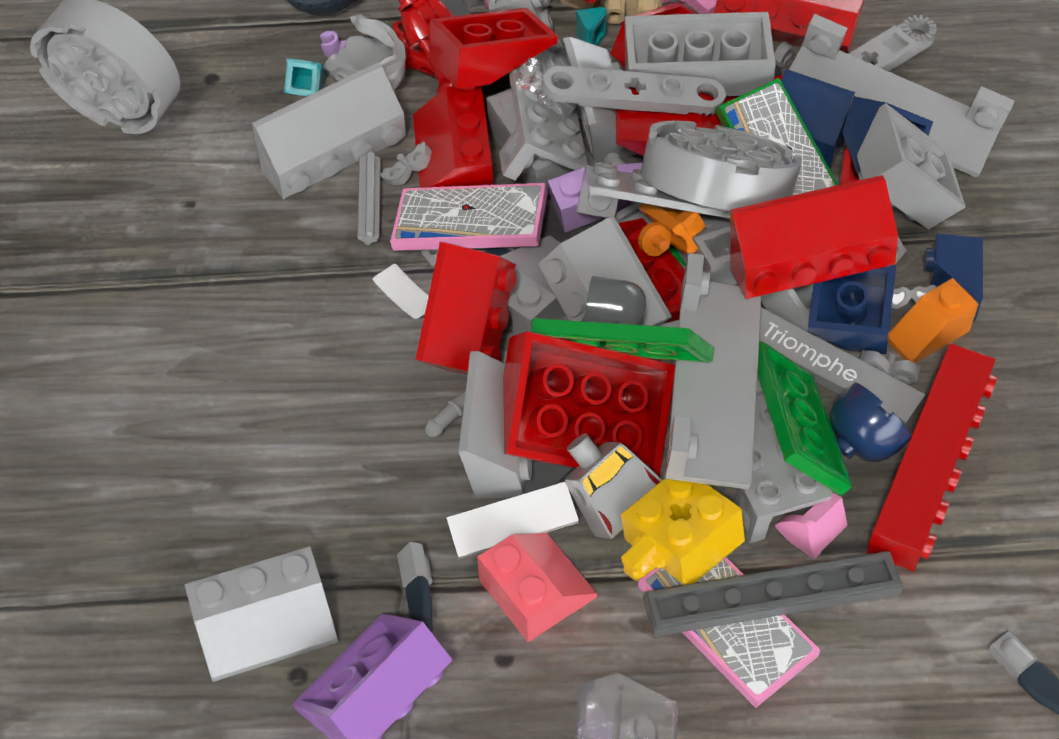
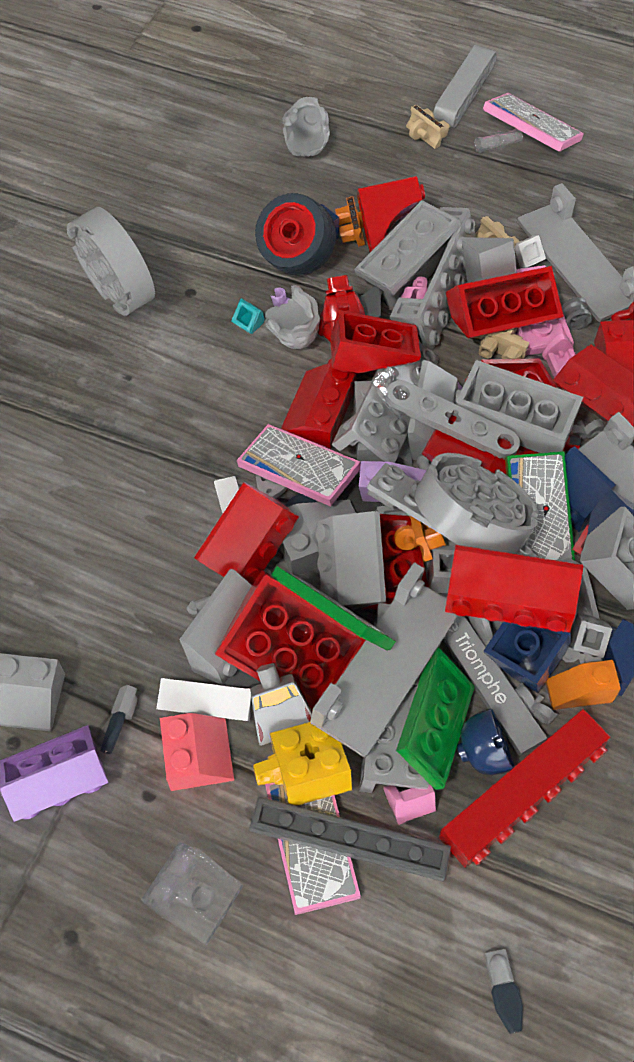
camera: 25 degrees right, 5 degrees up
(329, 130) = (238, 362): light grey slope -> none
(368, 198) = (242, 421): light grey axle -> none
(402, 170) = (274, 410): light grey piece -> none
(591, 25) = (464, 355): teal slope -> none
(614, 302) = (341, 579): dark grey helmet -> none
(916, 265) = (590, 635): none -> light grey brick

